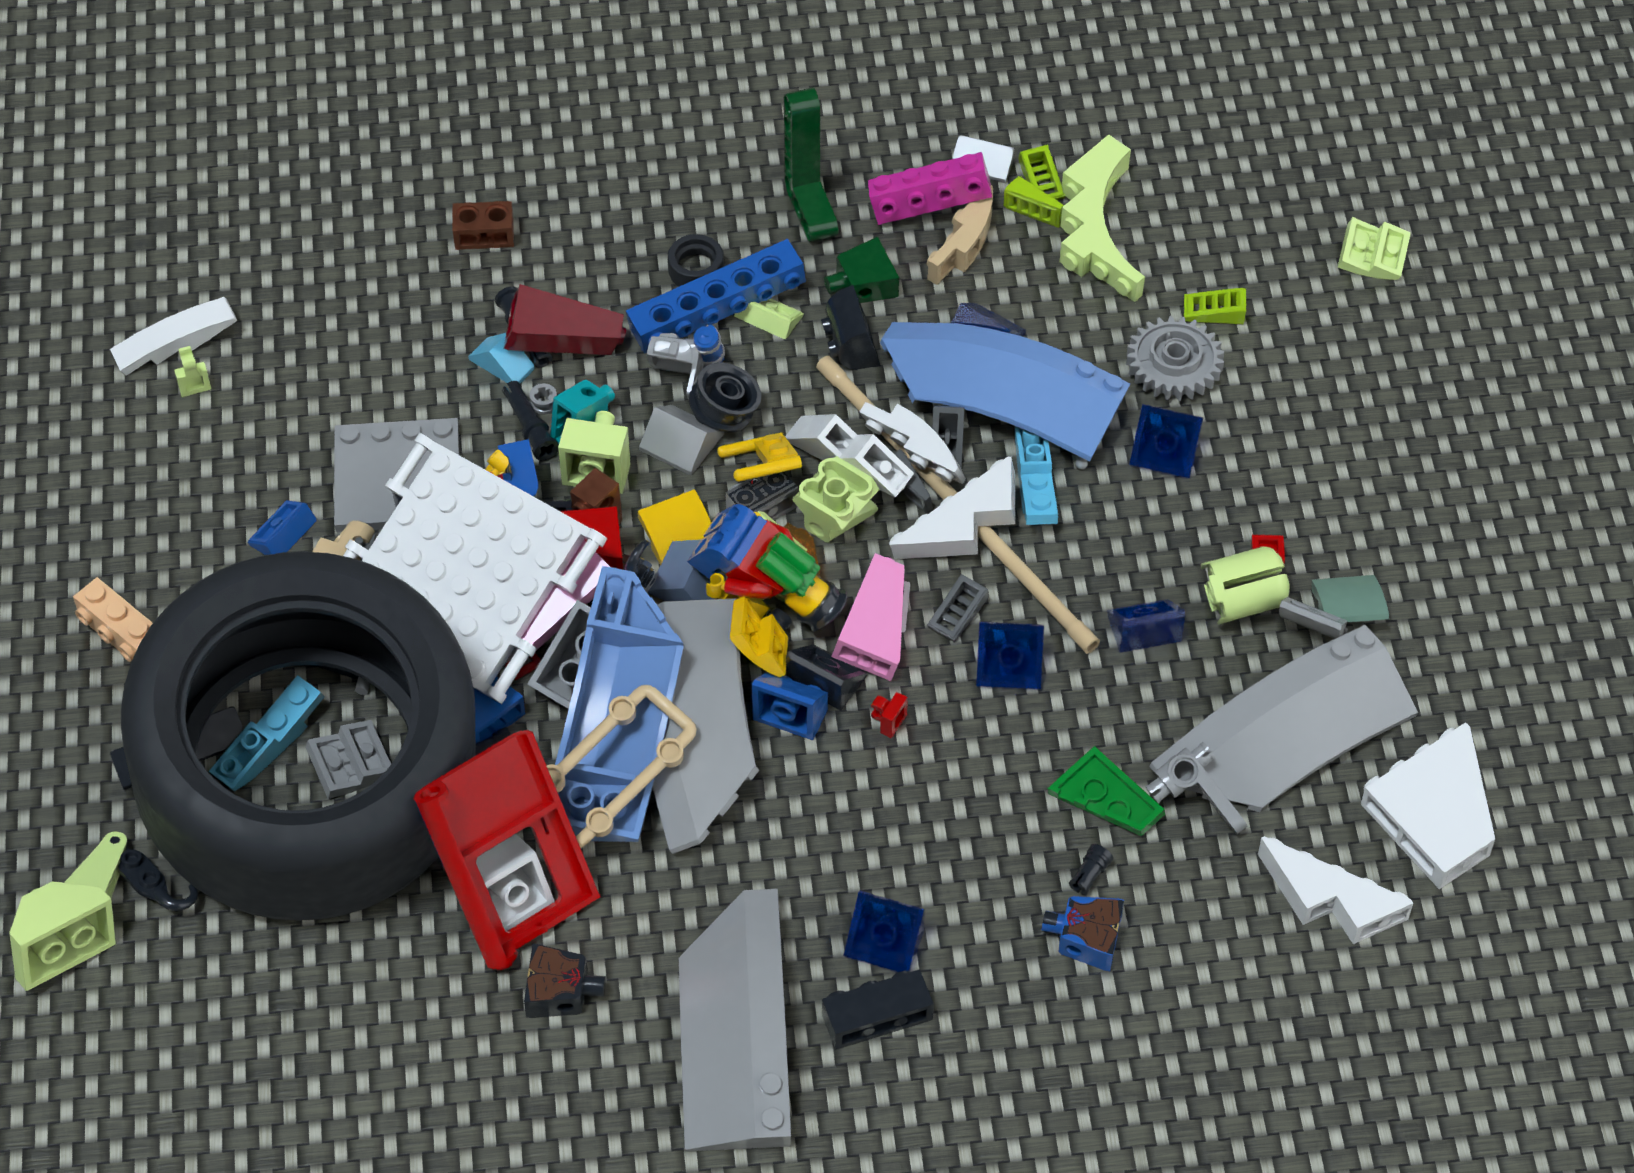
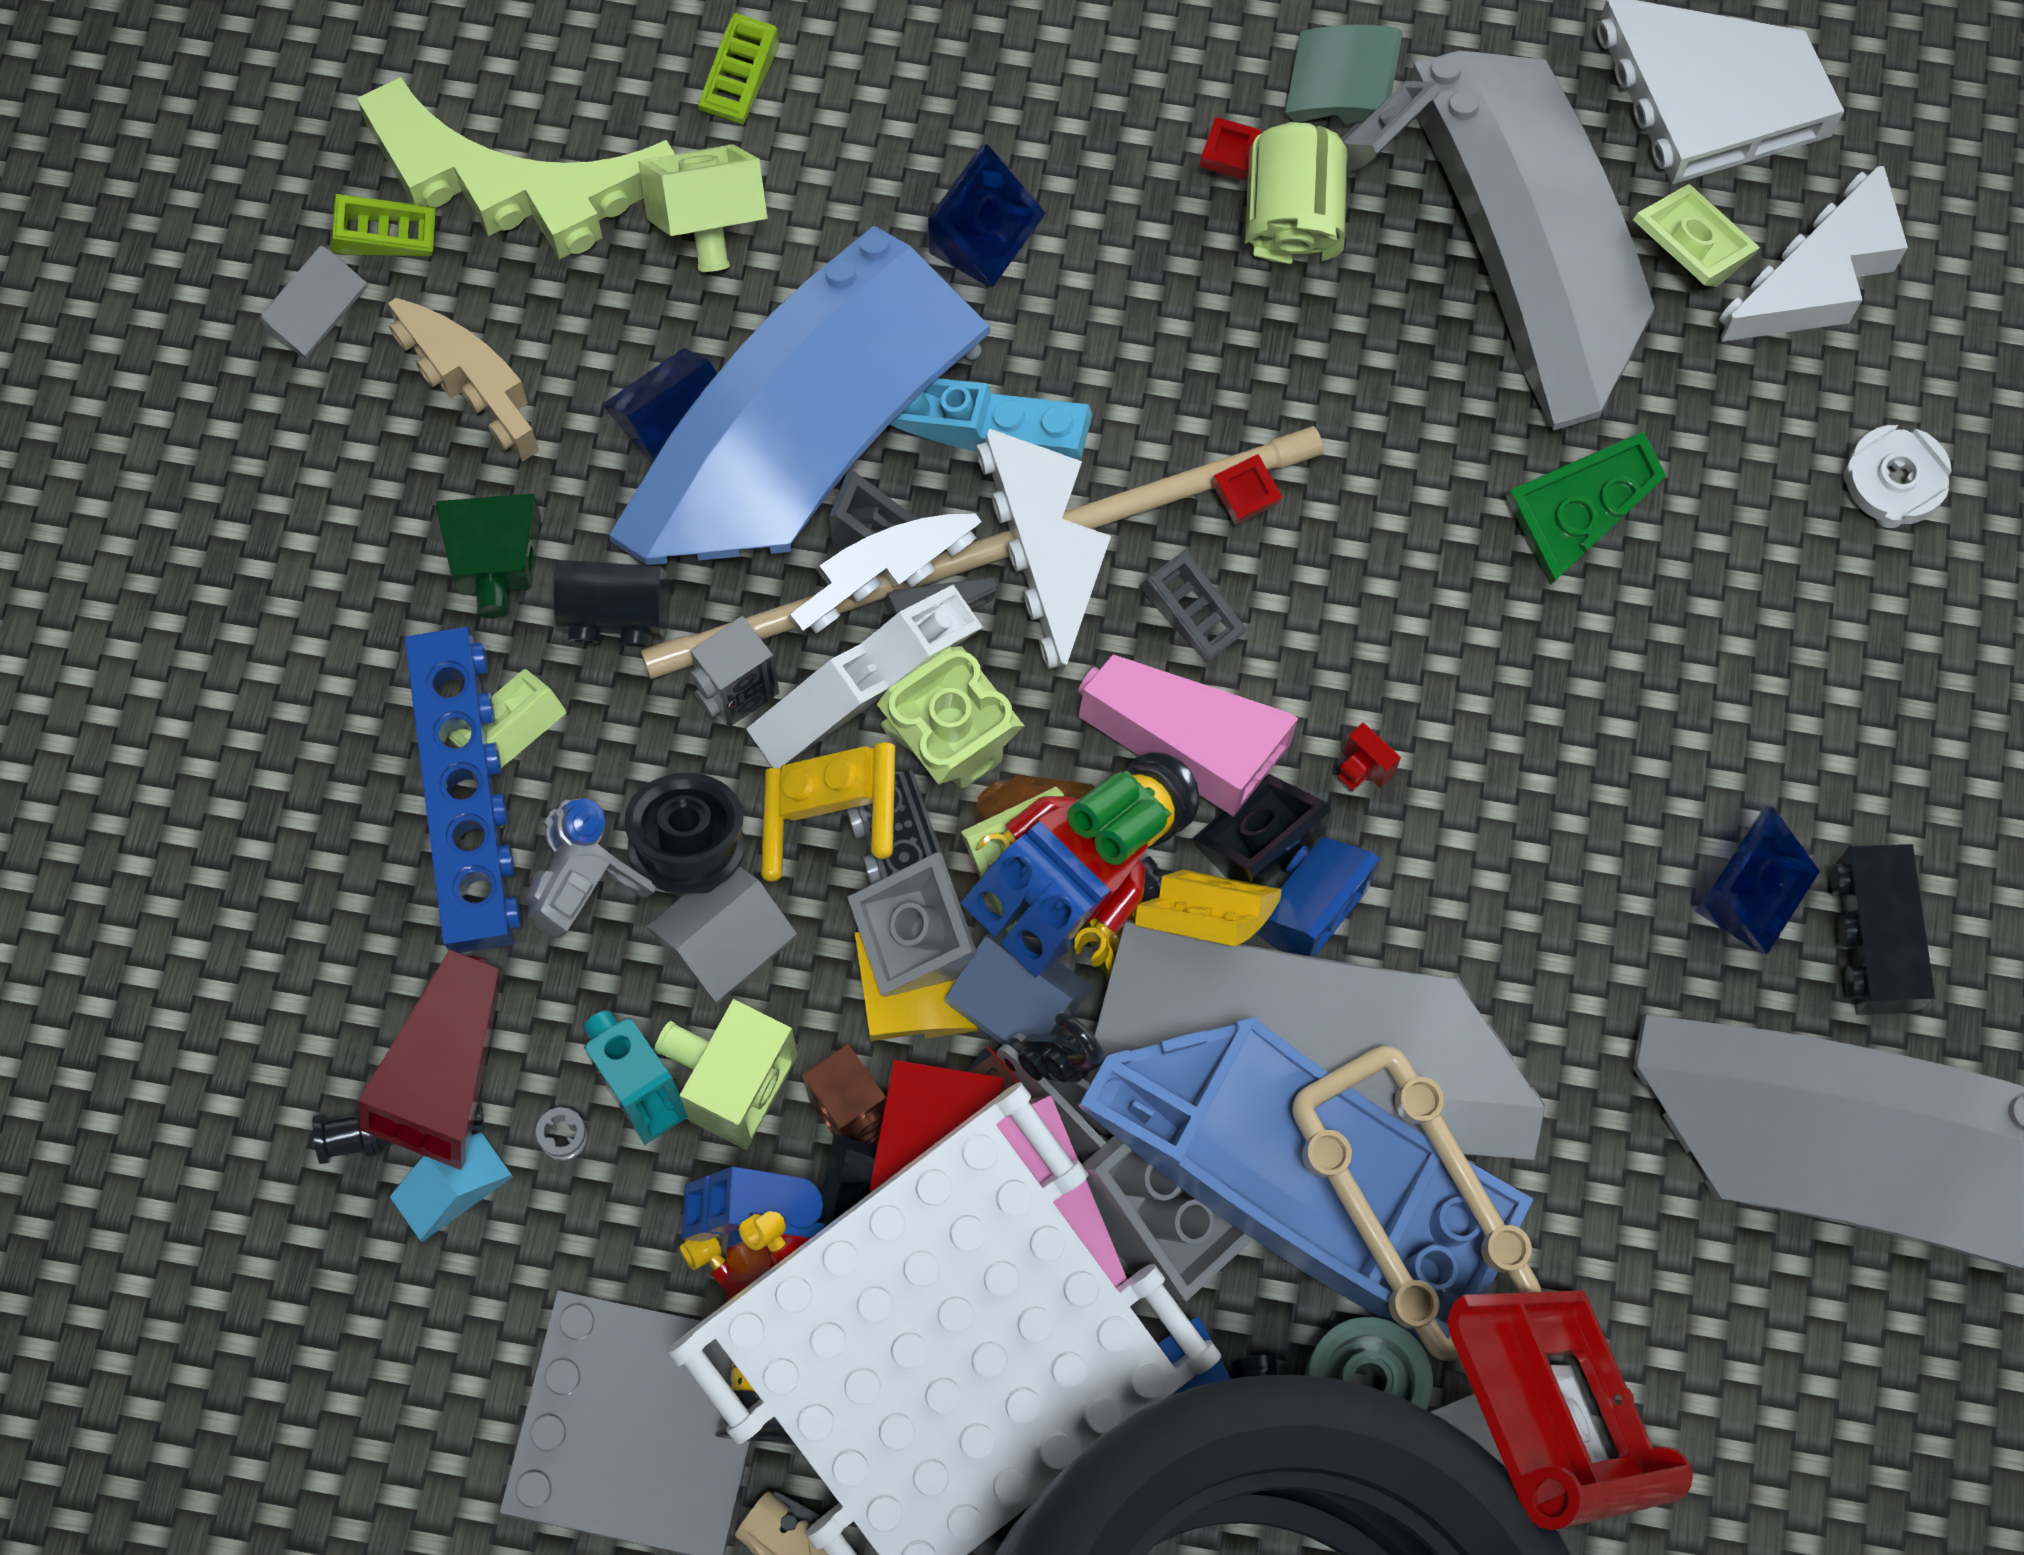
camera: 75 degrees left, 15 degrees up
(483, 225) = (154, 1143): copper brick -> none
(533, 428) = (629, 1164): black pin -> none
(558, 983) = (1738, 1395): torso -> none
(693, 245) = (350, 769): black tyre -> none
(697, 507) = (913, 927): none -> light grey slope
(803, 165) = (257, 581): dark green beam -> none
(826, 389) = (733, 672): none -> light grey brick
(929, 188) = (369, 390): dark pink brick -> none
(1010, 655) = (1314, 560): clear blue slope -> none
(1032, 202) = (438, 254): lime slope -> none
(1039, 609) = (1246, 489): none -> red tile
(1087, 929) = (1813, 597): torso -> none
(1093, 864) = (1698, 554): black pin -> none
(1114, 299) = (702, 195): none -> yellowish green brick
(1147, 625) = (1298, 351): clear blue slope -> none
(1170, 784) = (1609, 379): light grey piece -> none
(1175, 358) = (833, 187): light grey gear -> none
(1197, 983) = (1882, 497): none -> white plate
(1320, 816) = (1697, 235): none -> yellowish green slope

